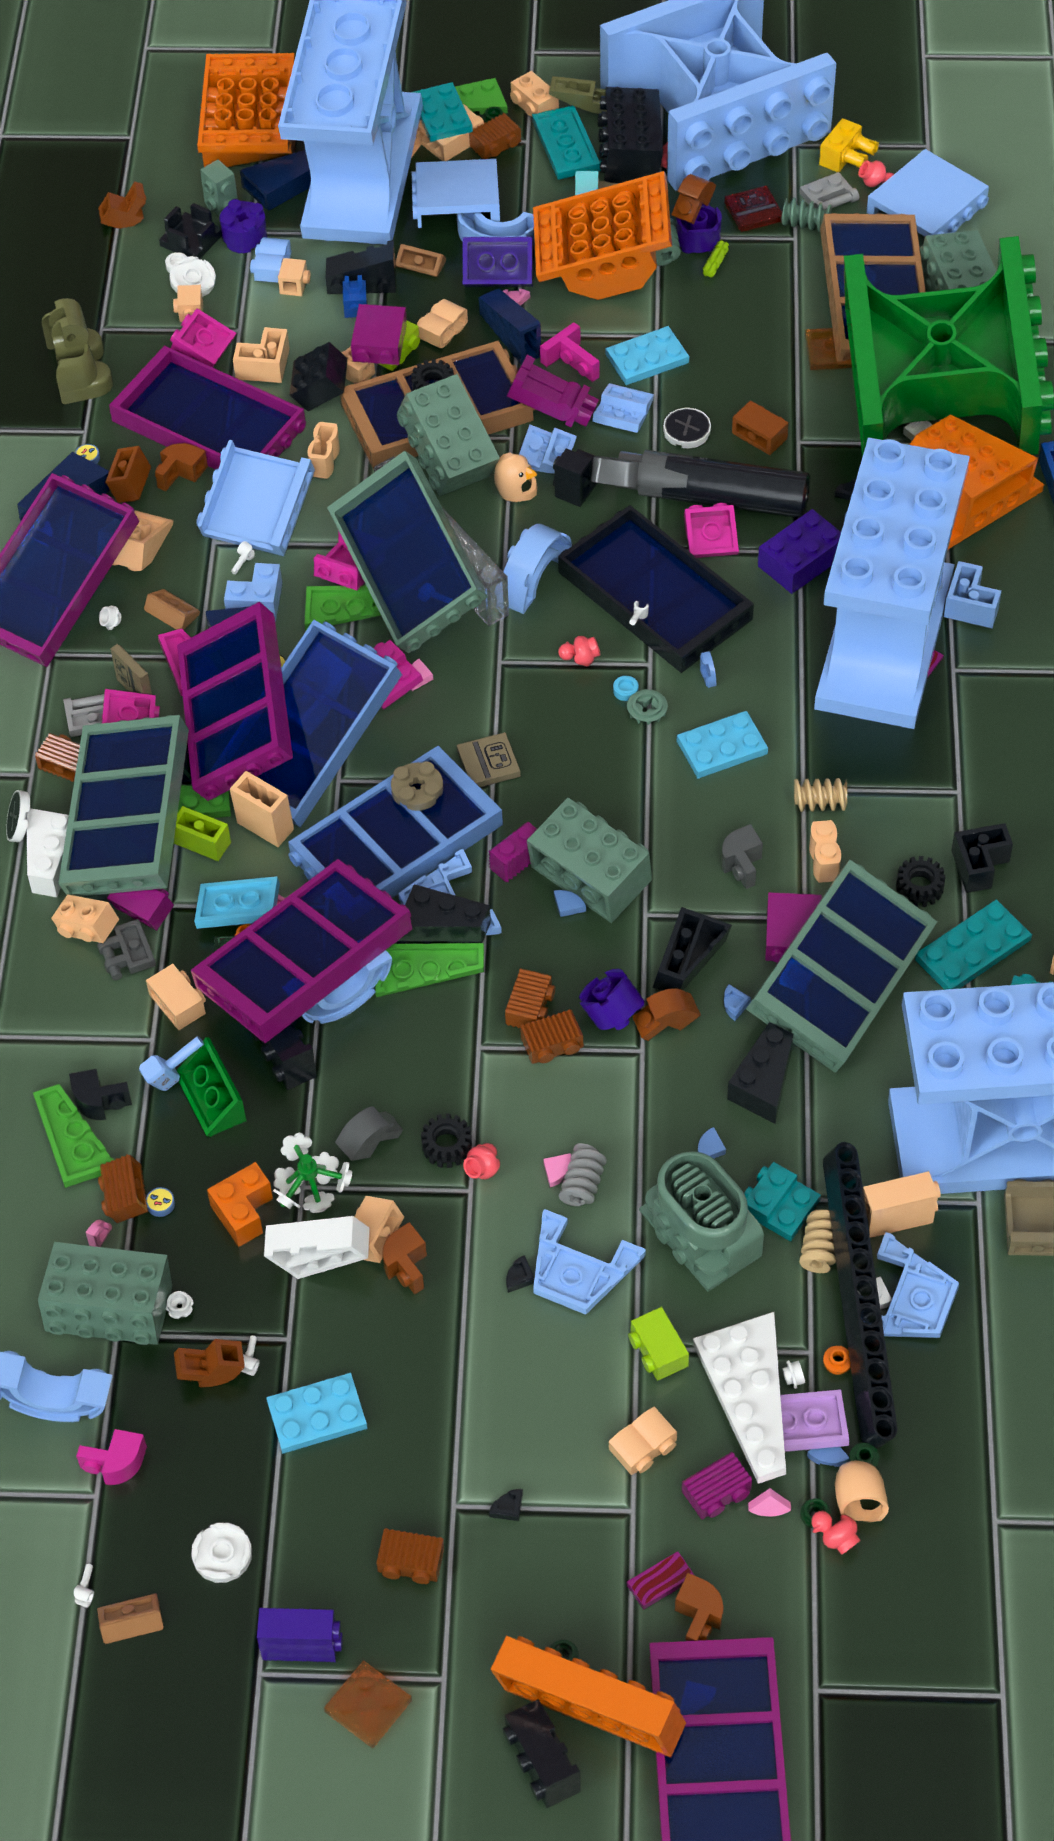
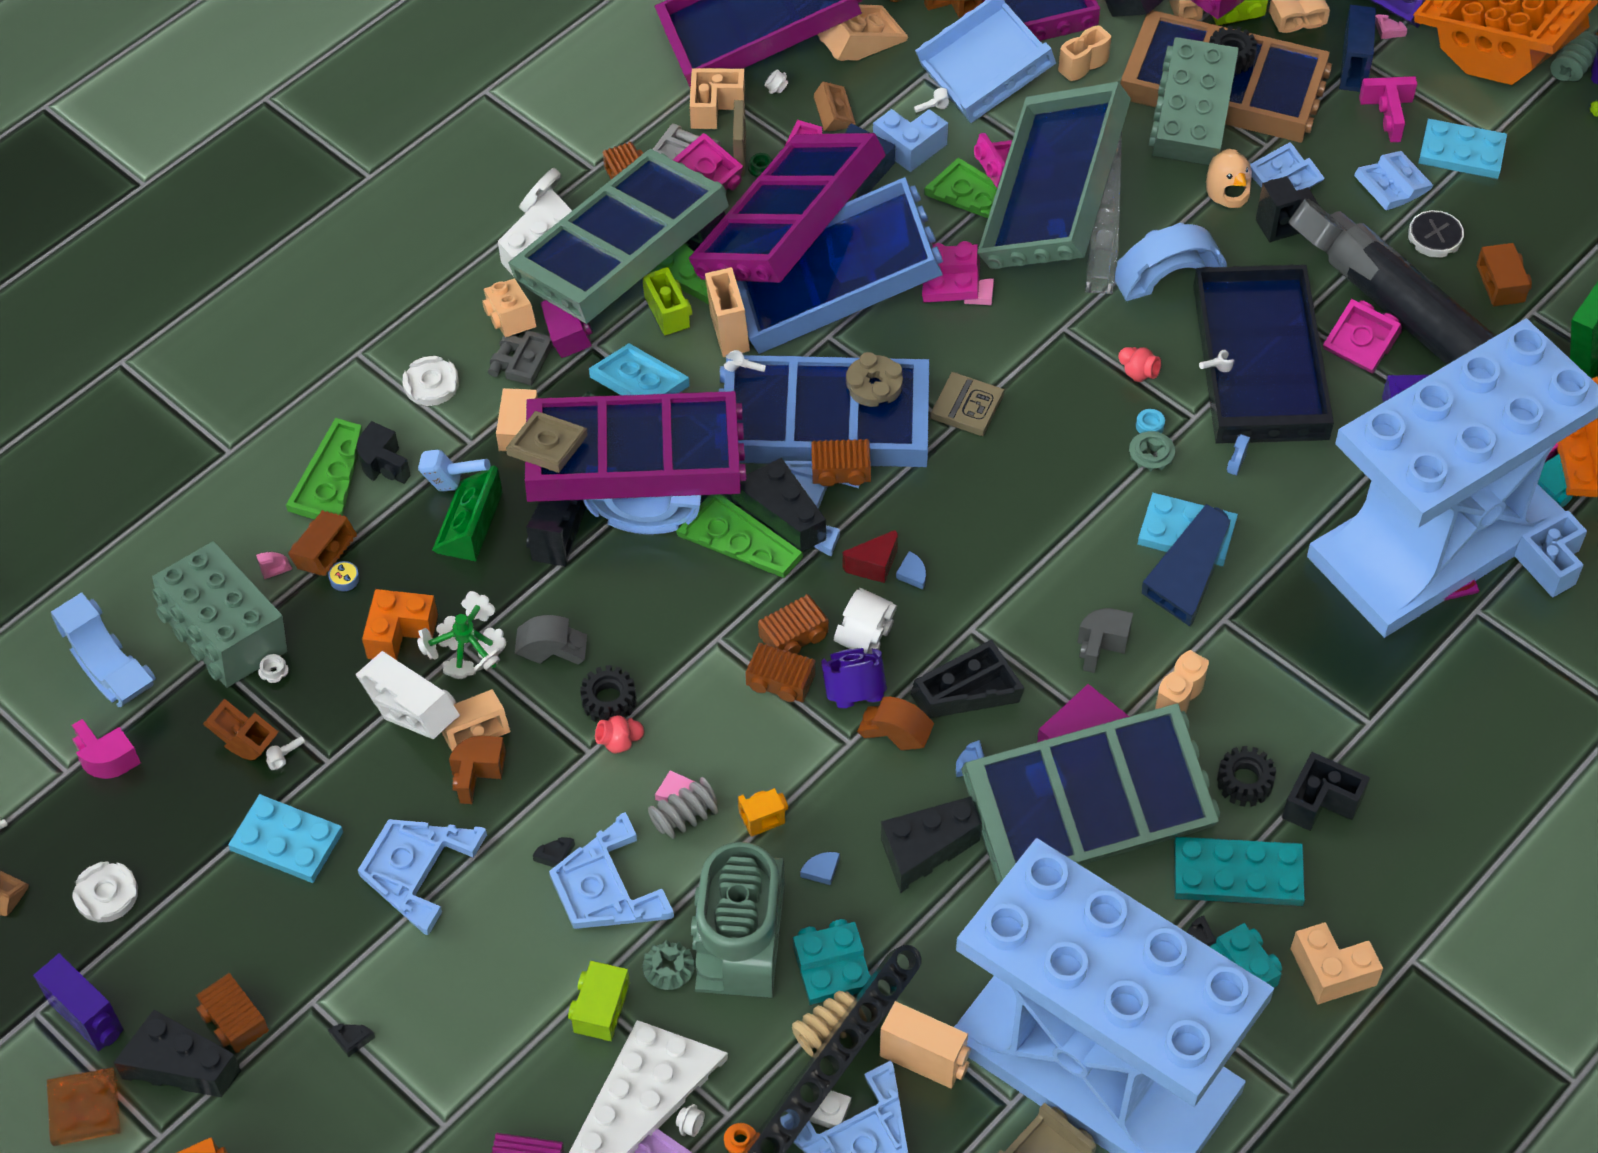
camera: 40 degrees right, 0 degrees up
(73, 1016) = (430, 381): none -> white tile
(74, 655) = (713, 91): none -> light nougat brick
(162, 687) = (758, 163): none -> dark green plate
(245, 987) = (547, 441): none -> dark tan tile
(306, 838) = (738, 360): none -> white hand
(407, 1613) = (177, 1057): none -> black wedge
(420, 1361) = (405, 857): none -> light blue wing
(451, 860) = (841, 462): none -> dark orange brick
(511, 853) = (909, 495): magenta brick -> none
(535, 914) = (872, 558): none -> dark red slope
(552, 394) = (1331, 125): magenta hips -> none
(579, 958) = (865, 621): none -> white brick
(590, 859) = (960, 544): sand green brick -> none
(634, 1138) = (762, 811): none -> light orange brick
(643, 1441) = (506, 1073): light nougat brick -> none
(683, 1296) = (666, 978): none -> sand green gear
(754, 766) = (1187, 567): none -> dark blue slope
(820, 794) = (1227, 635): tan piece -> none

